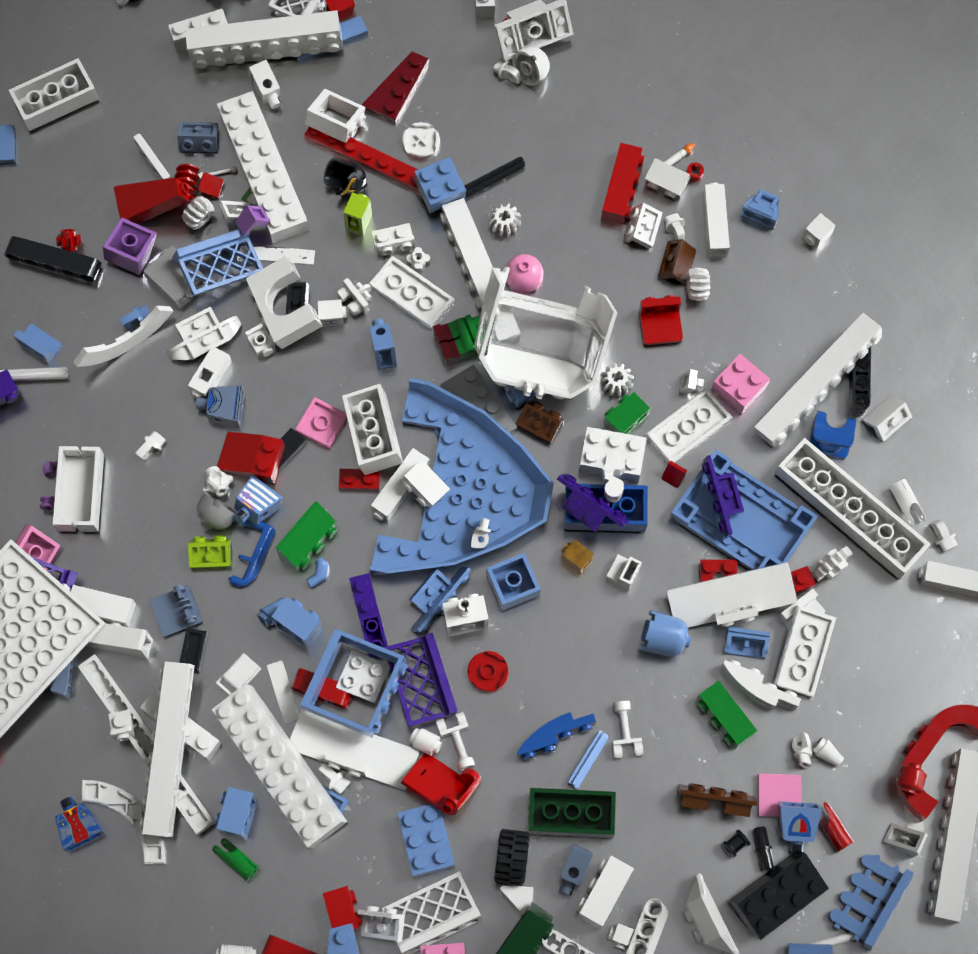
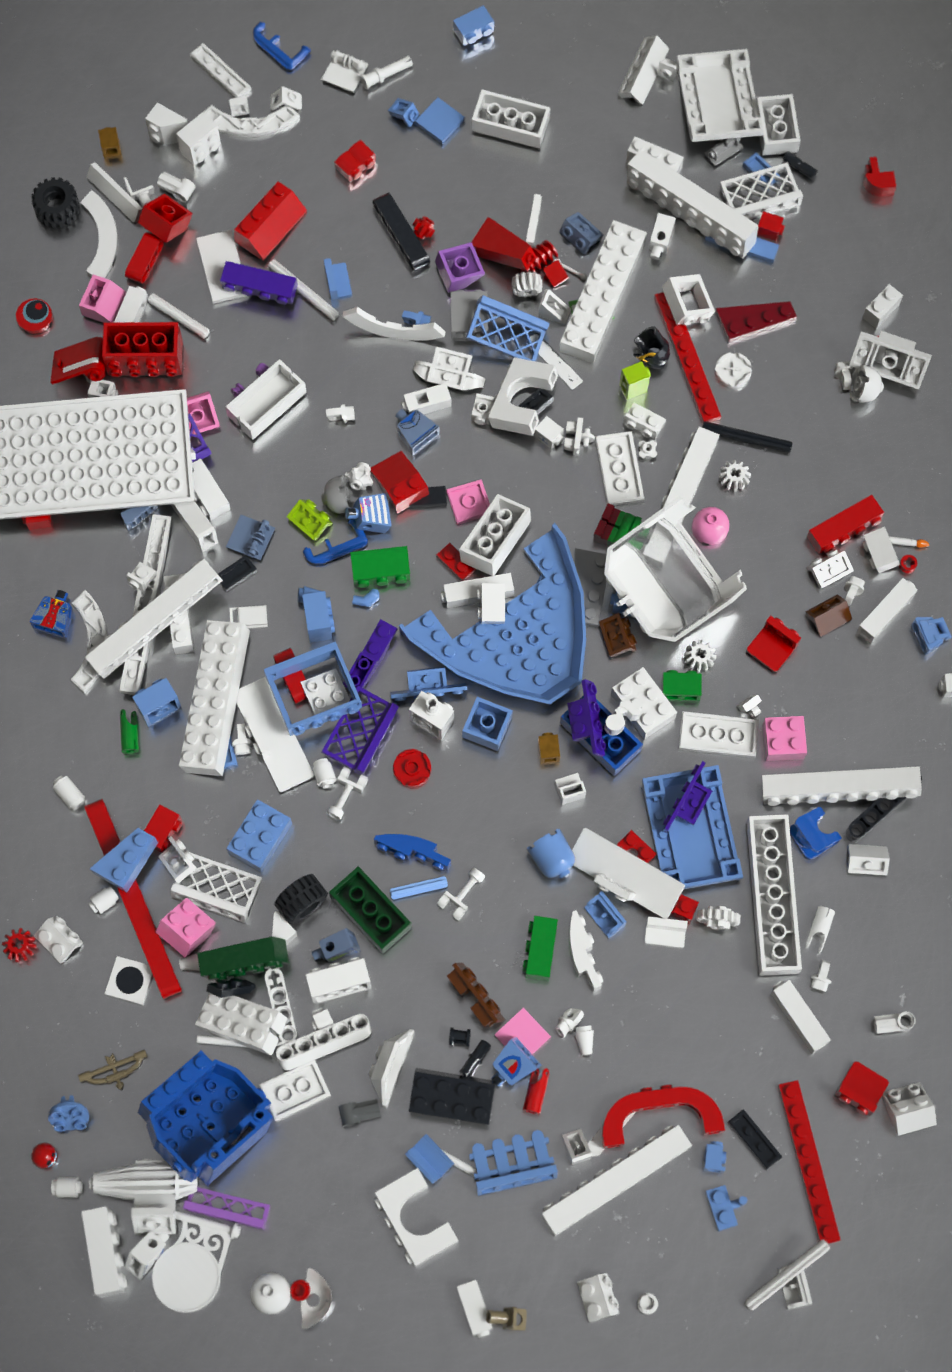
camera: 45 degrees right, 0 degrees up
(251, 217) = (558, 318): medium lavender panel -> none
(283, 691) = (266, 654): white sticker -> none
(382, 340) = (561, 485): medium blue torso -> none
(439, 184) = (711, 410): medium blue brick -> none
(441, 784) = (305, 809): red door -> none
(481, 530) = (499, 669): white piece -> none
(674, 474) = (673, 756): red slope -> none
(698, 284) = (825, 642): white gear -> none
(804, 651) = (638, 957): white tile -> none
(911, 779) = (619, 1109): red head -> none

